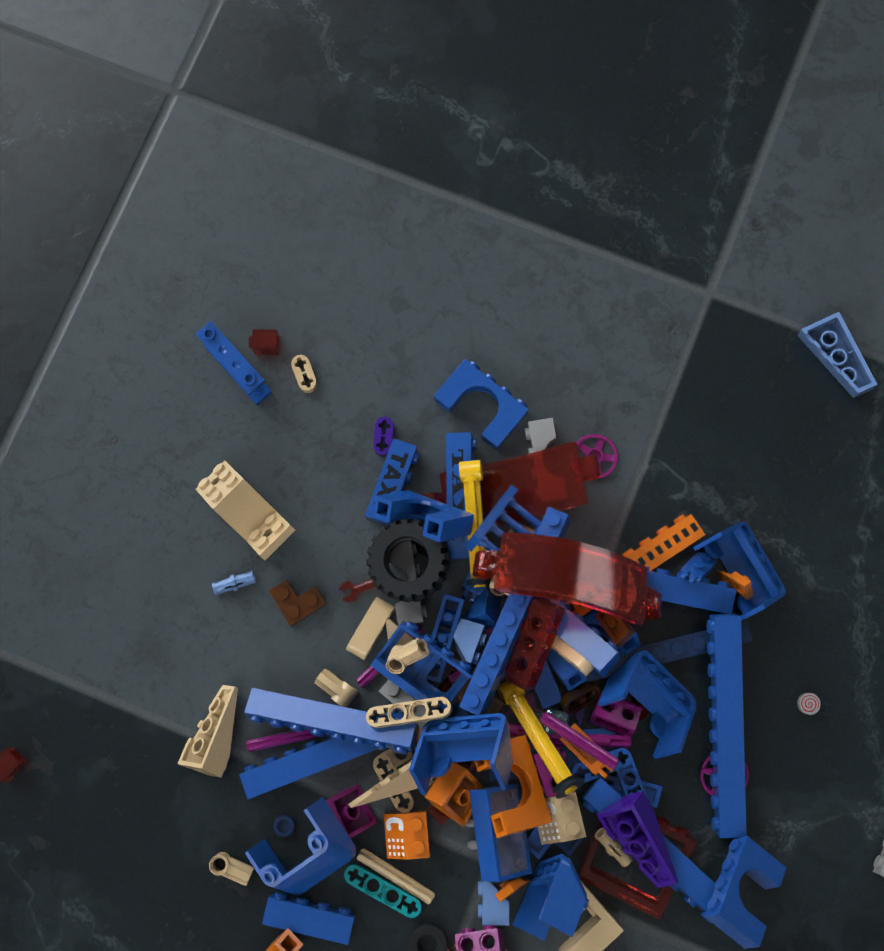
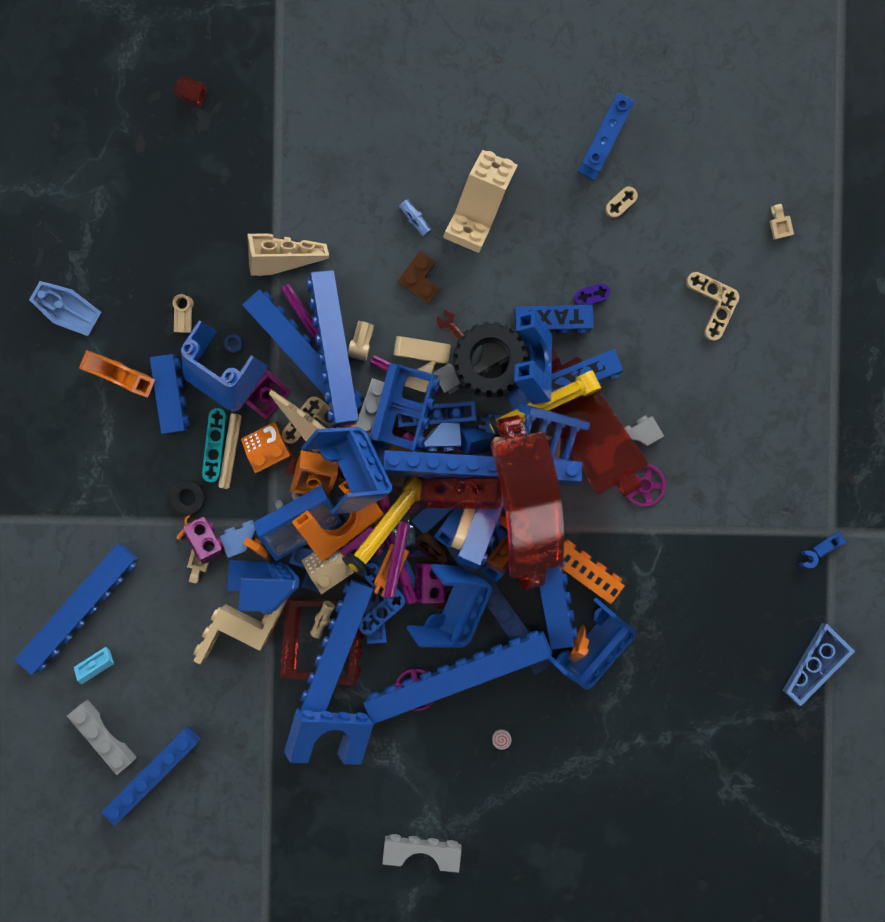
camera: 55 degrees right, 10 degrees up
(265, 341) = (636, 155): clear red brick -> none
(389, 231) = (781, 225): none -> tan plate
(406, 655) = (409, 389): tan piece -> none
(408, 708) = (360, 412): tan beam -> none
(436, 314) = (719, 297): none -> tan beam
(469, 379) = (671, 349): blue arch -> none
(637, 830) = (344, 631): dark purple wedge -> none
(698, 568) = (579, 607): blue hinge -> none
(723, 308) = (821, 550): none -> blue piece

